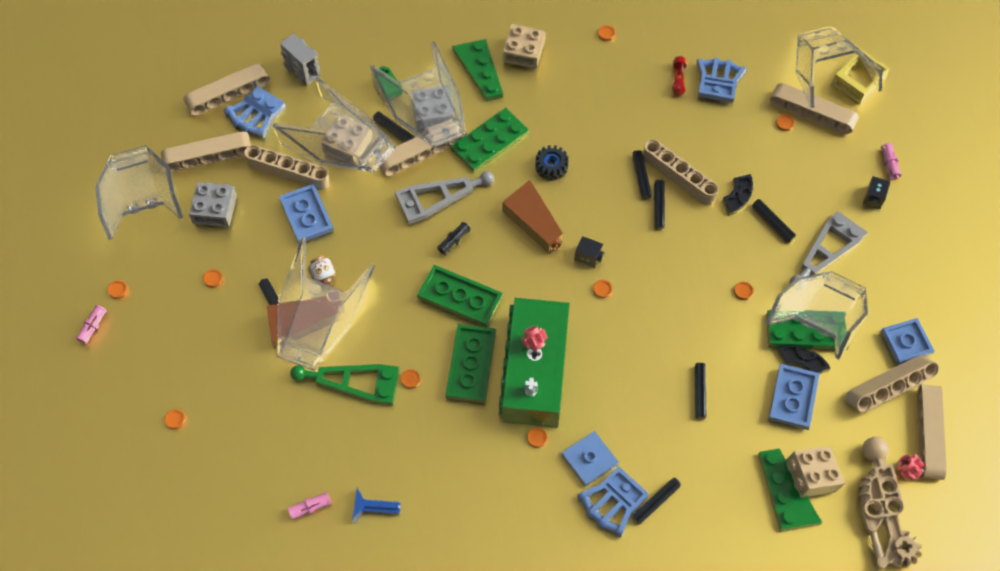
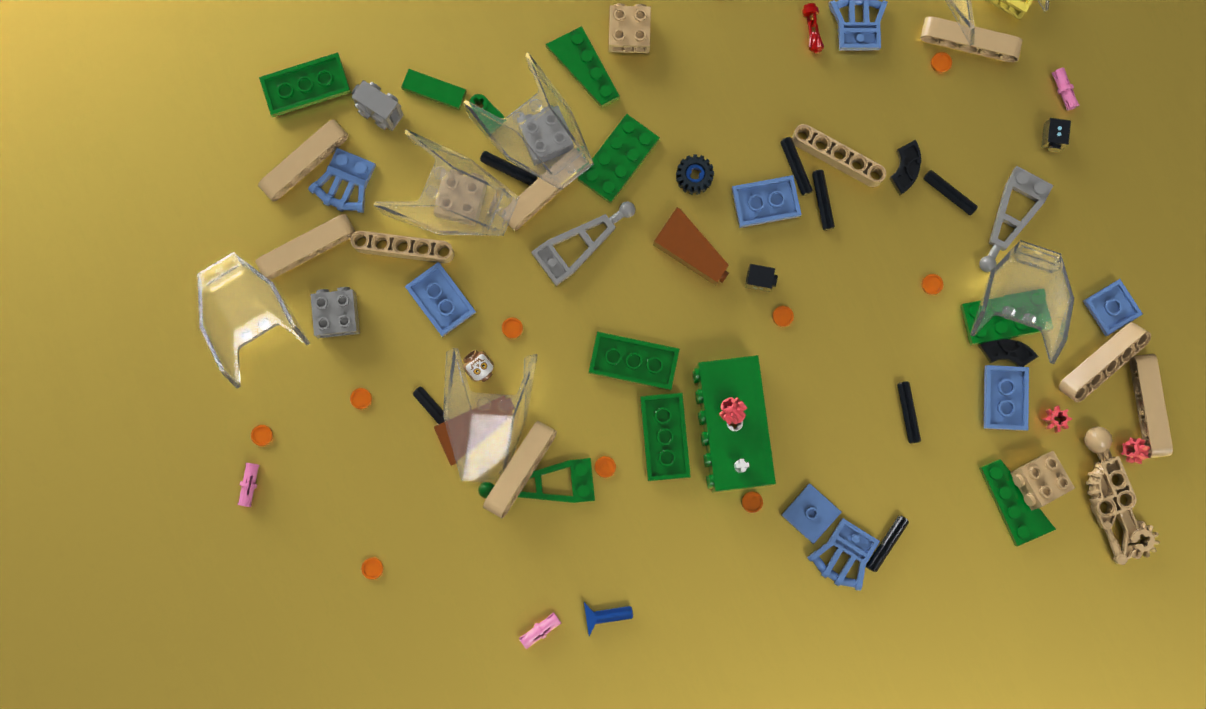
camera: 15 degrees left, 20 degrees up
(247, 37) = (305, 84): none -> green plate
(331, 359) = (519, 469): none -> tan beam
(350, 60) = (433, 89): none -> green tile
(361, 249) = (512, 328): none -> orange piece
(453, 238) = (603, 305): black pin -> none
(609, 195) = (766, 201): none -> medium blue plate
(834, 422) = (1055, 424): none -> coral gear

